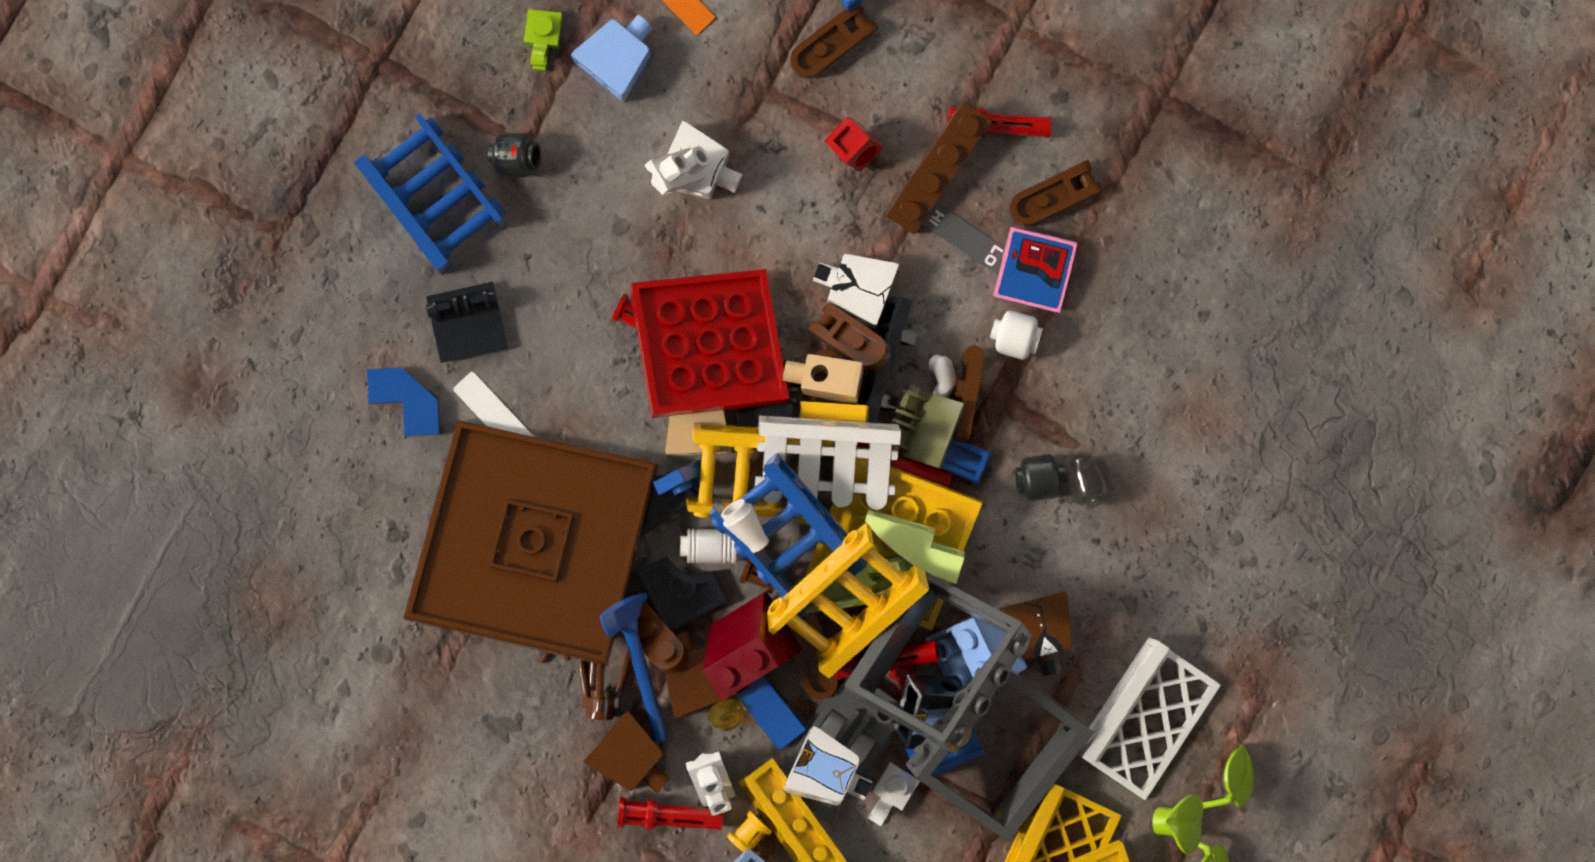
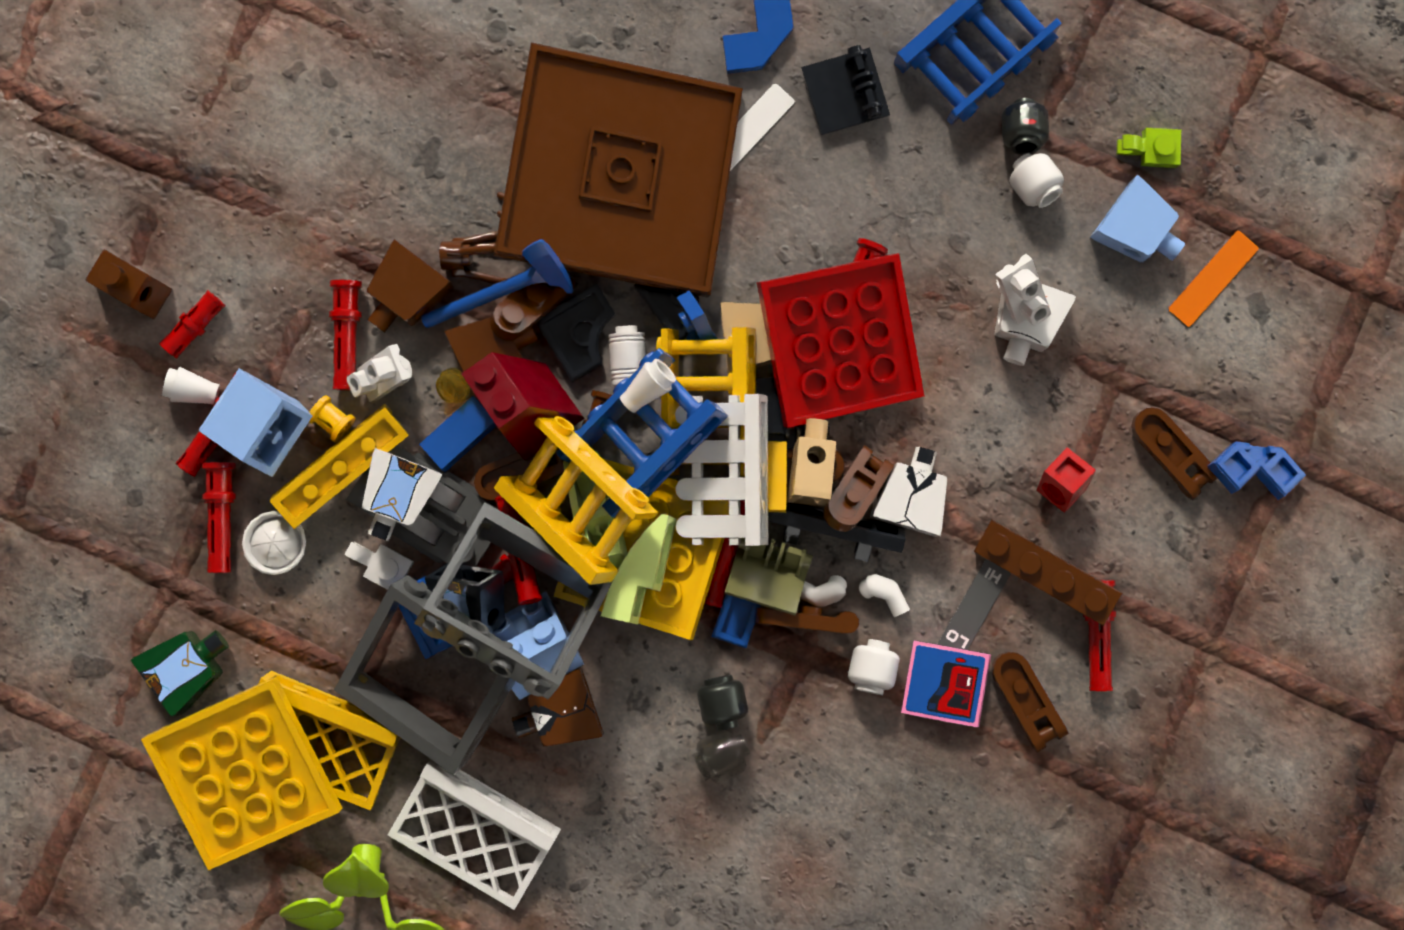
camera: 90 degrees right, 0 degrees up
(567, 148) = (1036, 180): none -> white head
(944, 318) = (885, 589): none -> white arm

